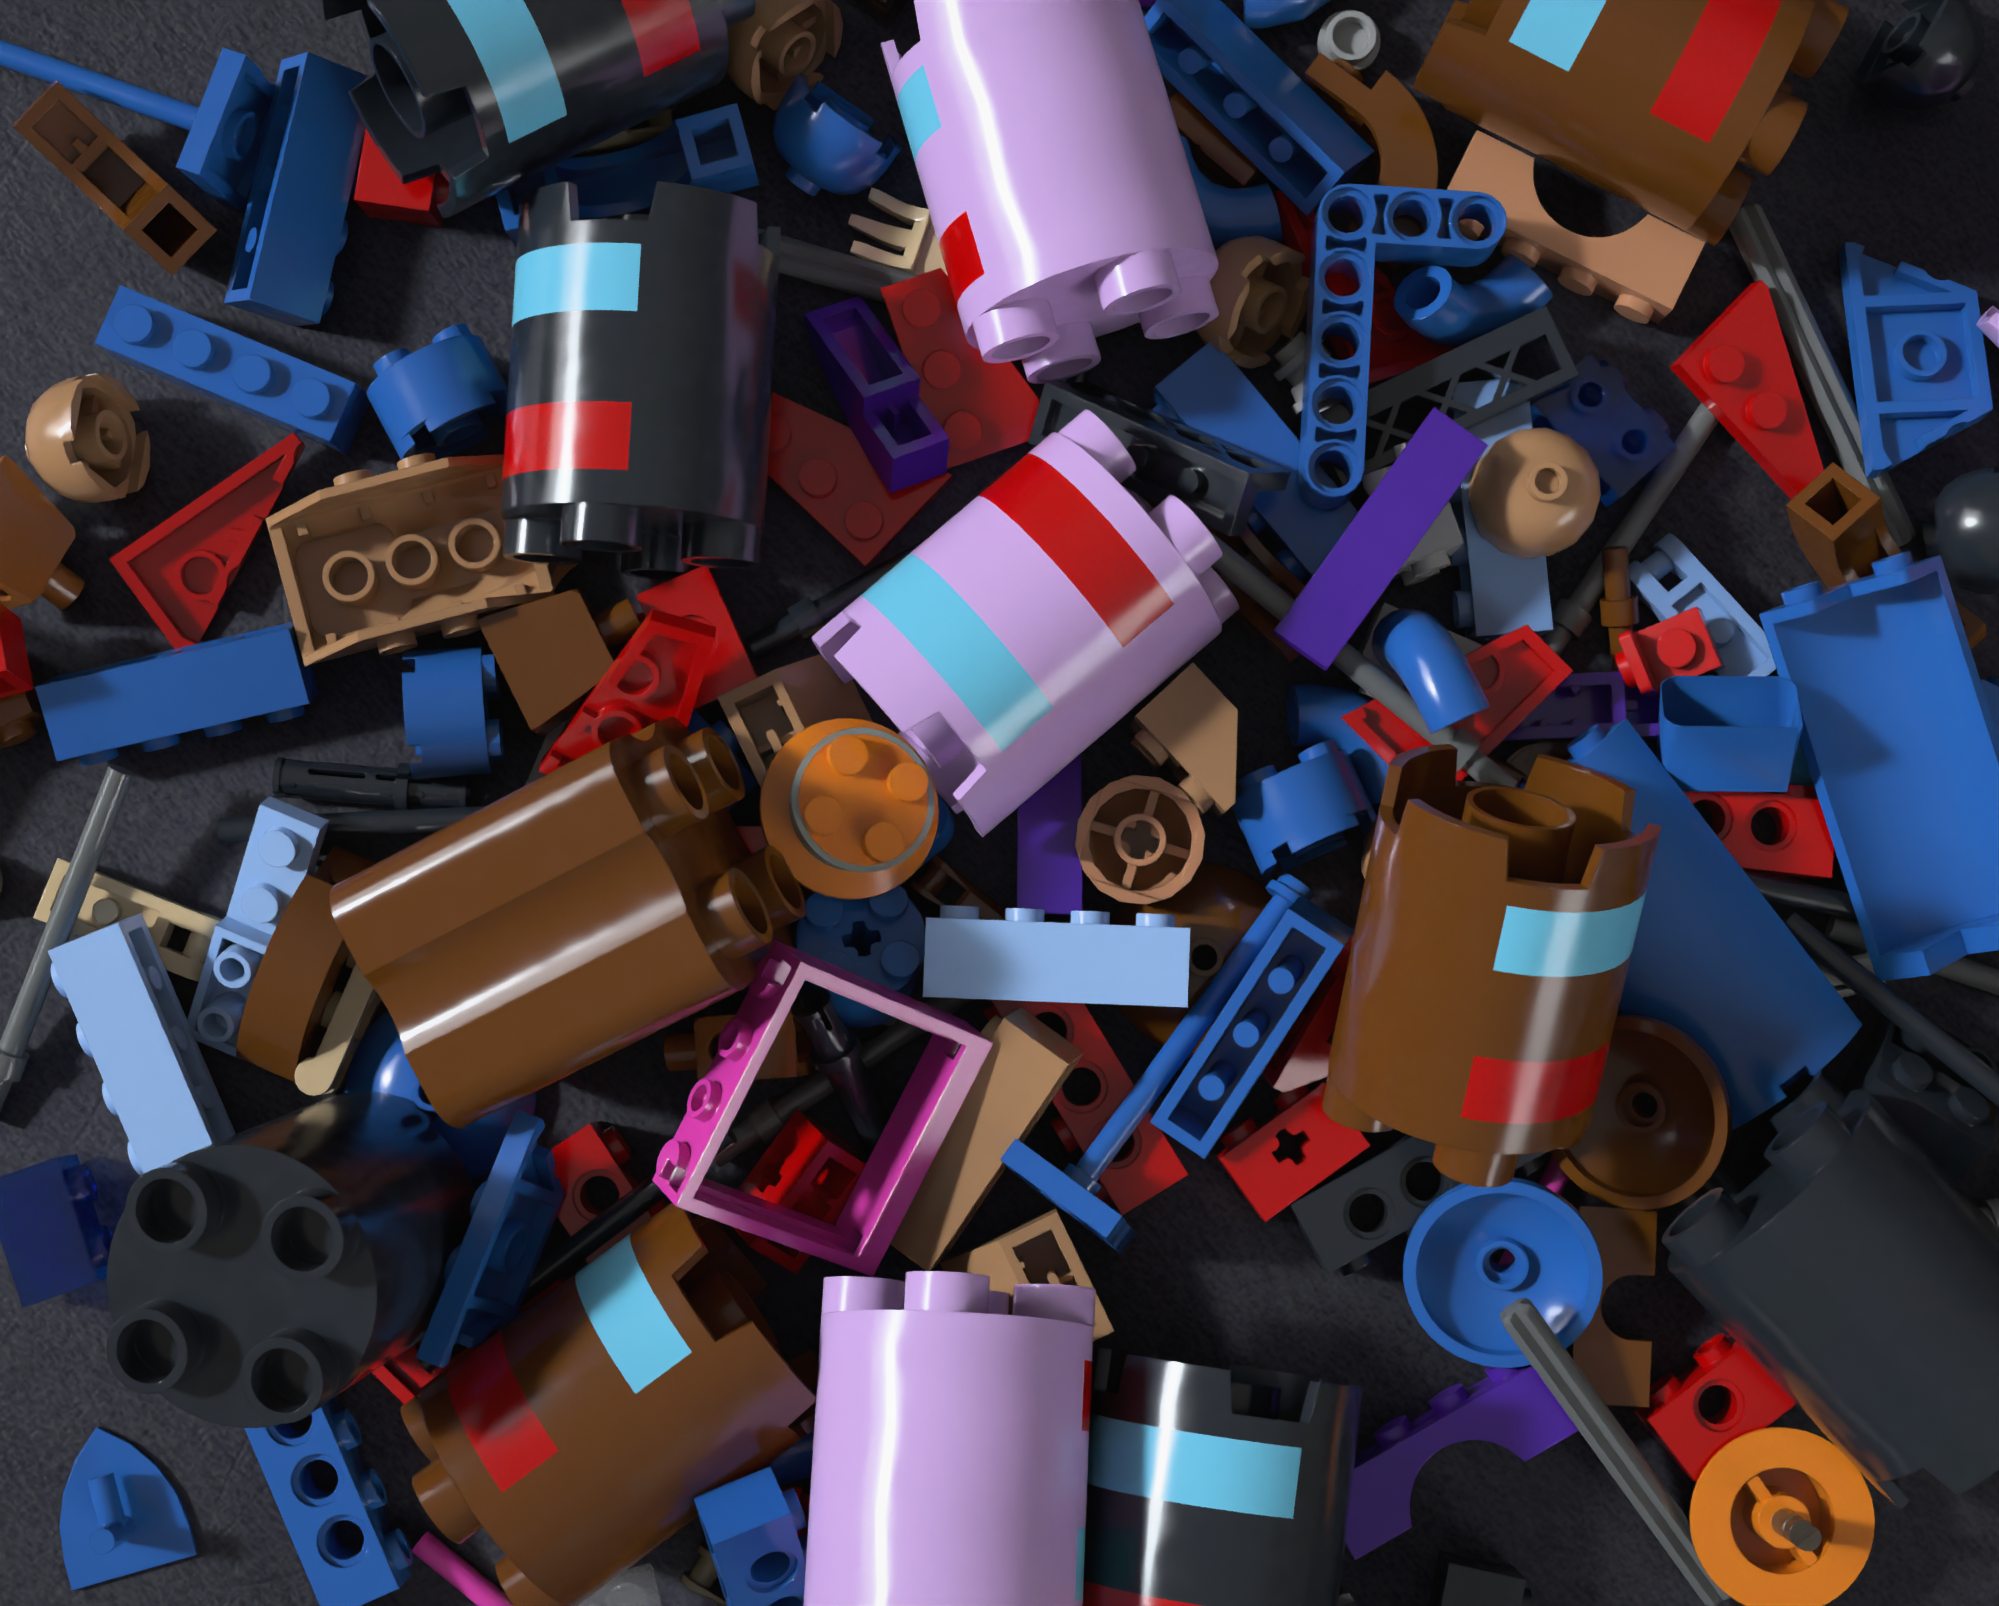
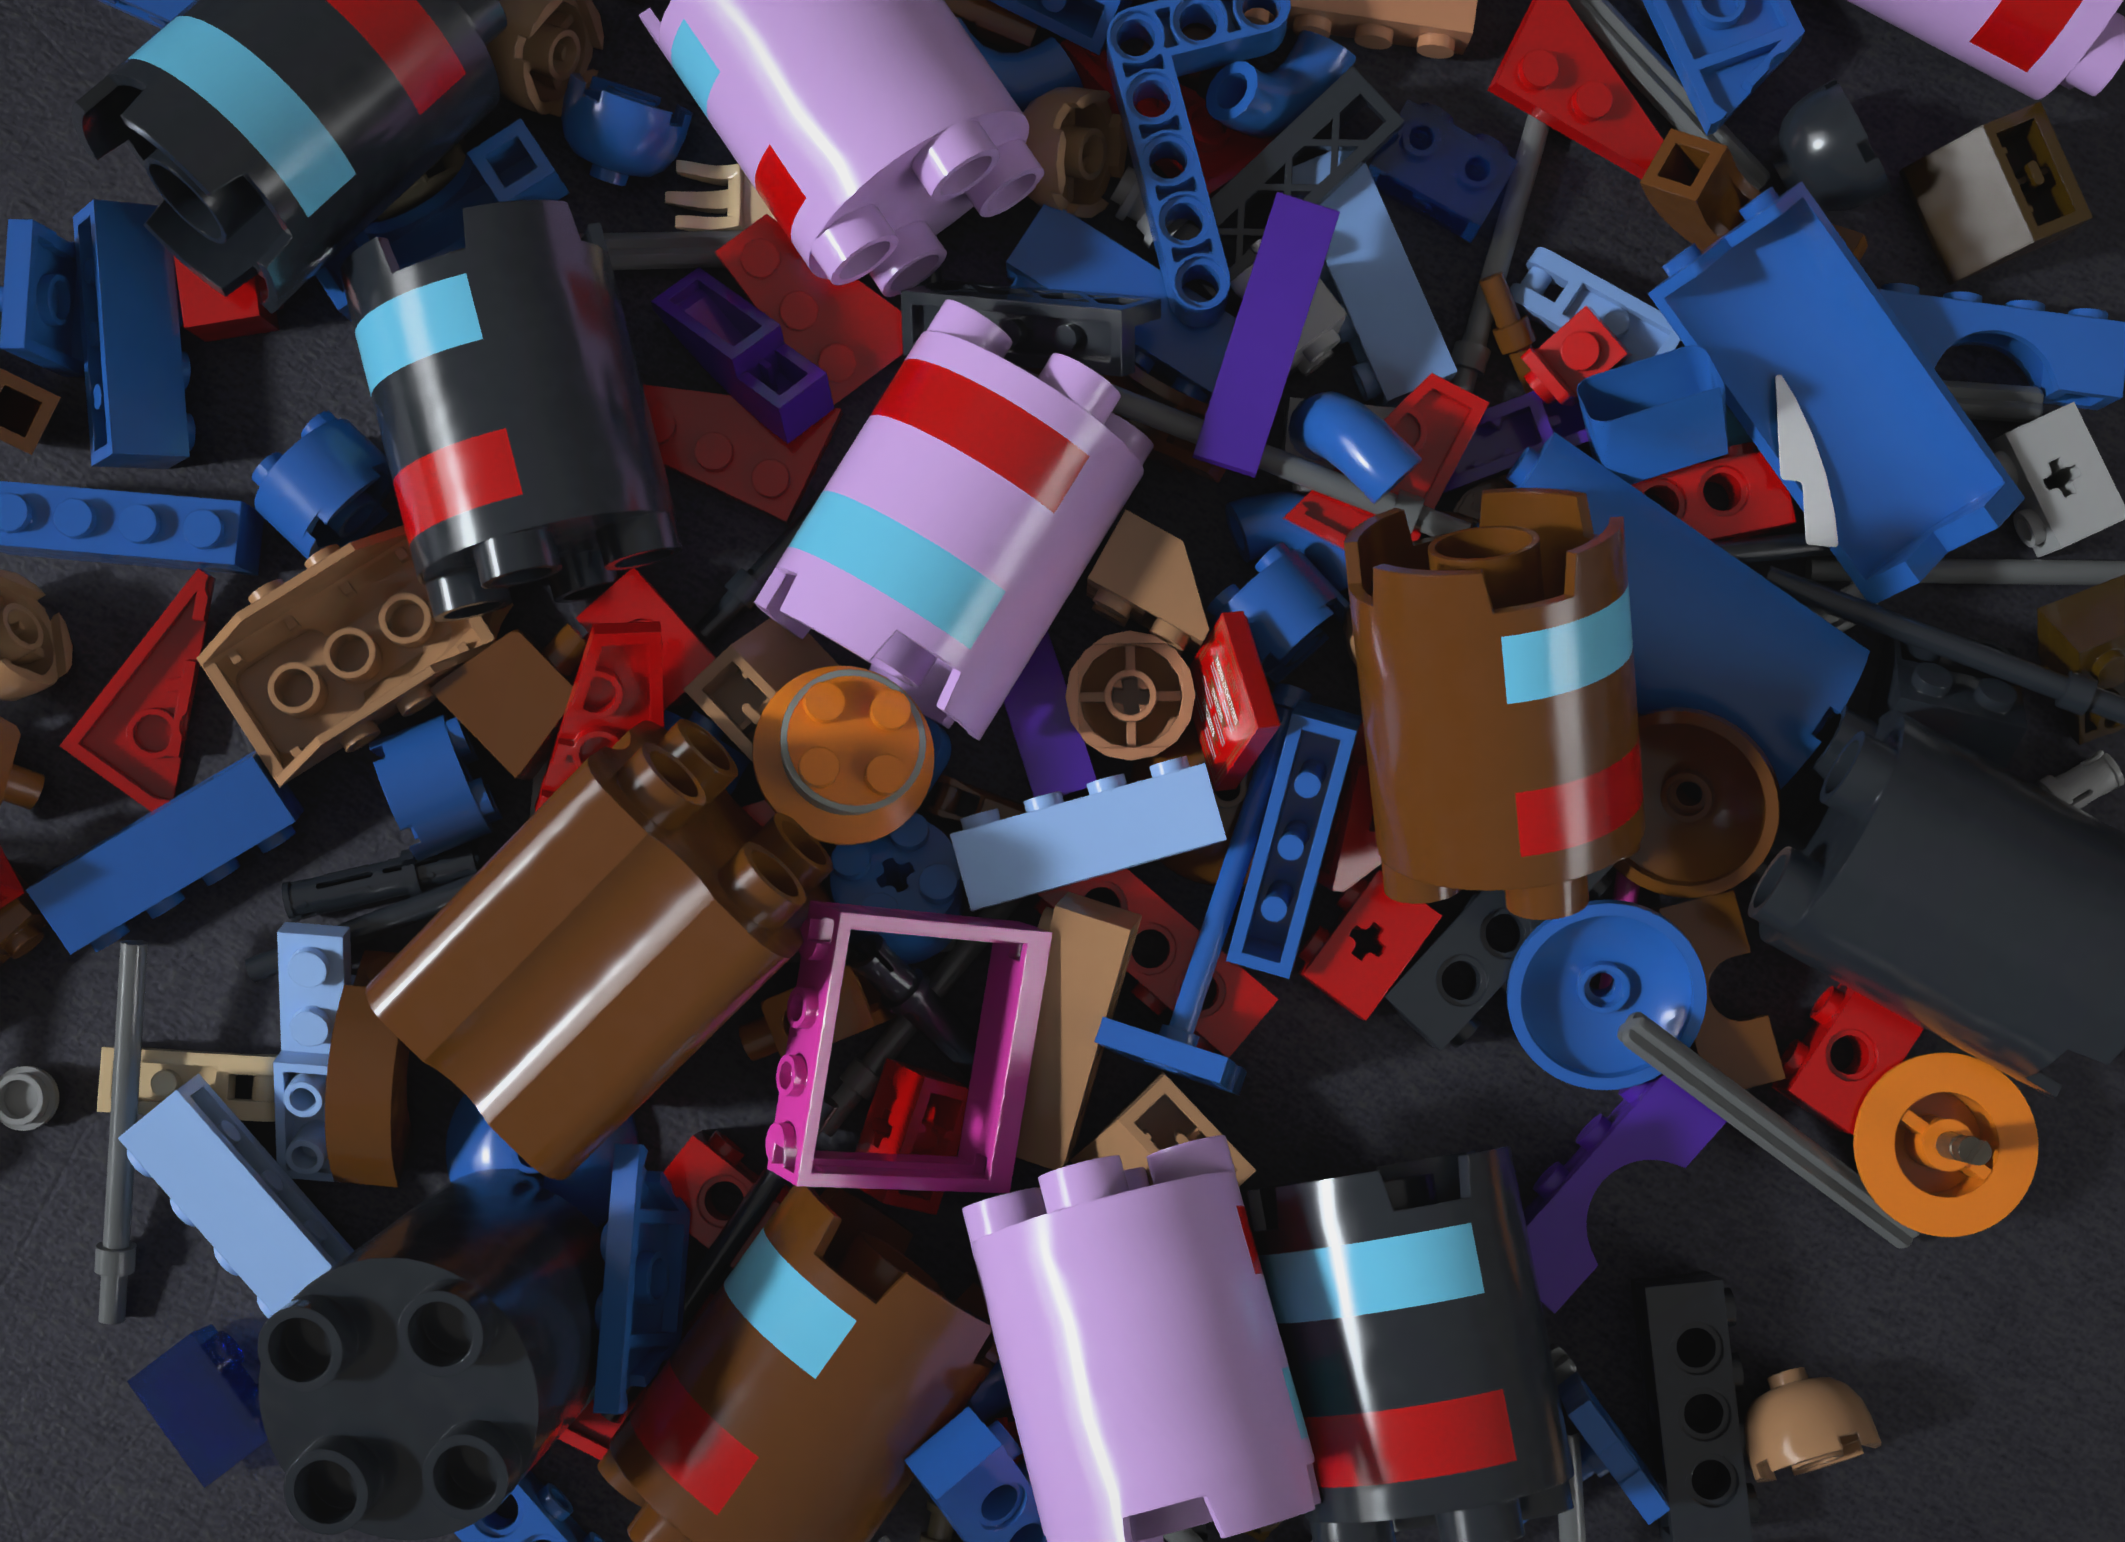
camera: 15 degrees left, 0 degrees up
(346, 1020) = (429, 1113): tan plate -> none
(1235, 877) = (1232, 701): none -> red tile
(1534, 493) = (1398, 247): medium nougat cylinder -> none
(1856, 824) = (1802, 463): none -> white sticker

